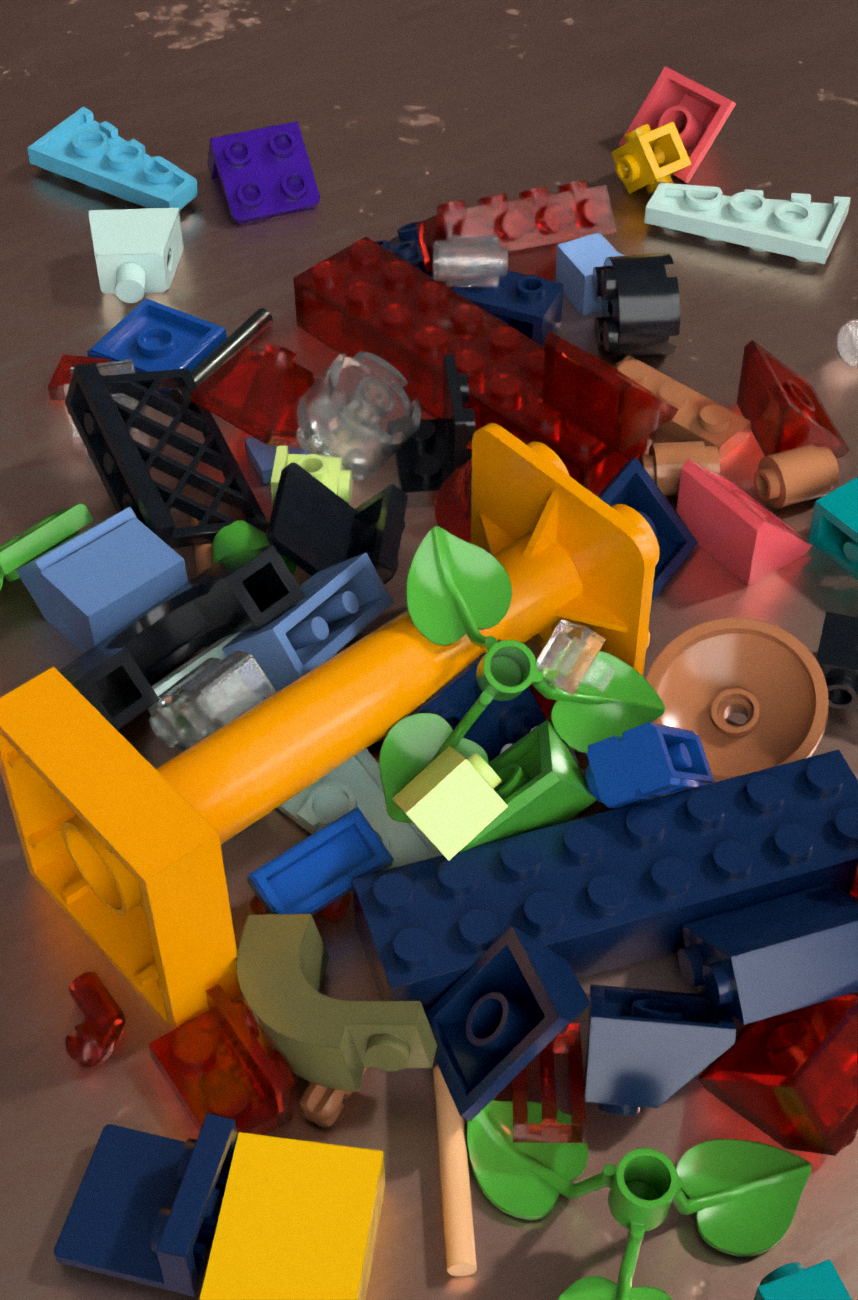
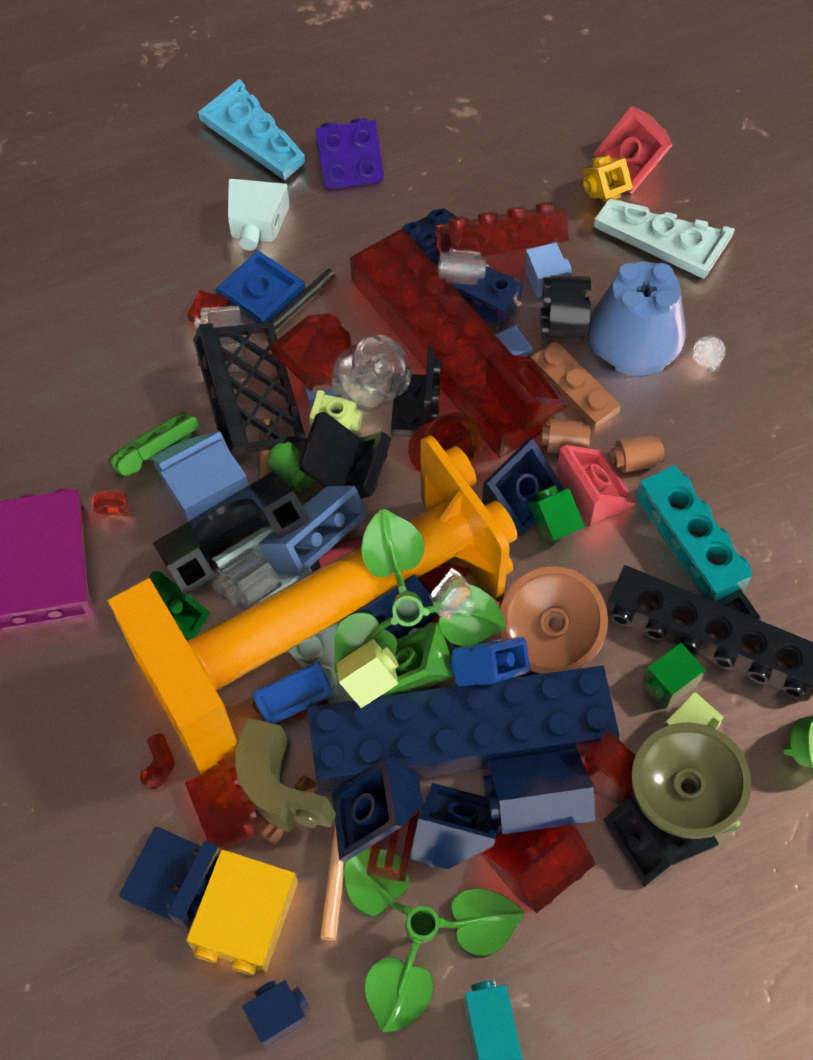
camera: 10 degrees right, 15 degrees up
(696, 562) = (555, 513): none -> green brick
(748, 286) = (639, 320): none -> medium blue cone
(783, 406) = (646, 401): clear red slope -> none

